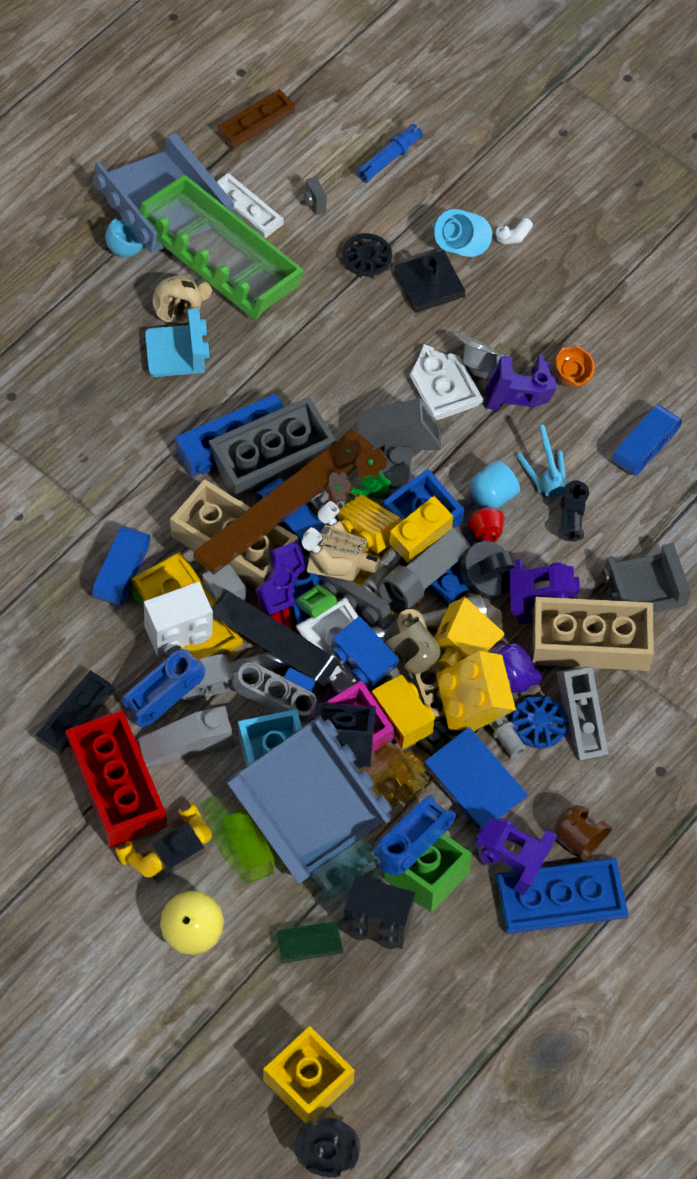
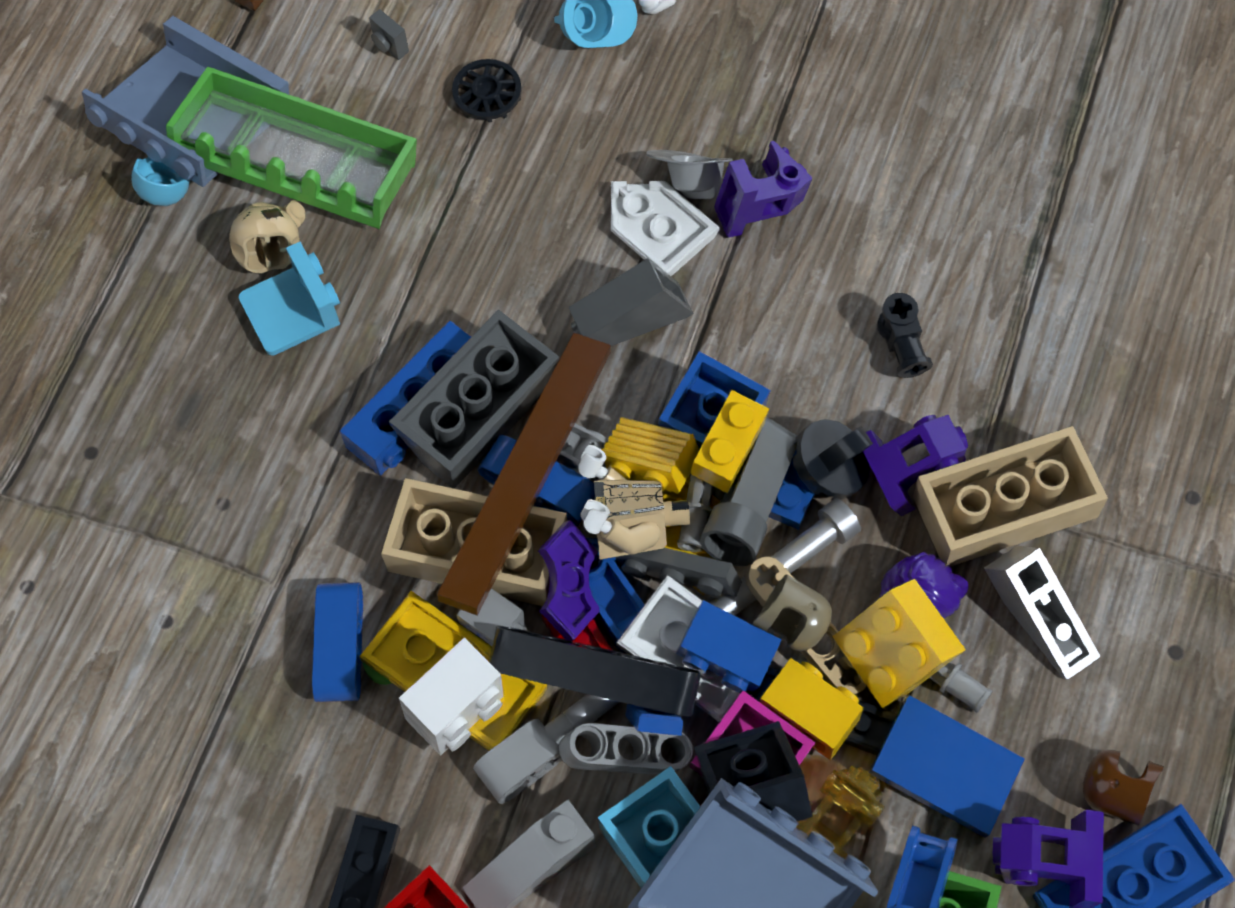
camera: 15 degrees left, 5 degrees up
(164, 687) = (471, 802): blue piece -> none
(250, 207) = (310, 80): white tile -> none
(316, 601) = (630, 596): bright green tile -> none
(370, 467) = (629, 391): reddish brown plant -> none
(398, 467) = (648, 368): dark grey plate -> none
(429, 281) = (581, 95): black tile -> none
(465, 632) = (847, 565): yellow torso -> none
(486, 524) = (801, 397): red cone -> none
(494, 485) = (788, 340): medium azure helmet -> none
(540, 722) = (993, 646): blue wheel -> none
(552, 480) = (858, 303): medium azure plant -> none
(573, 366) = (816, 142): orange hair -> none
(647, 440) = (952, 205): blue beam -> none
(649, 579) = (1042, 394): dark grey panel -> none

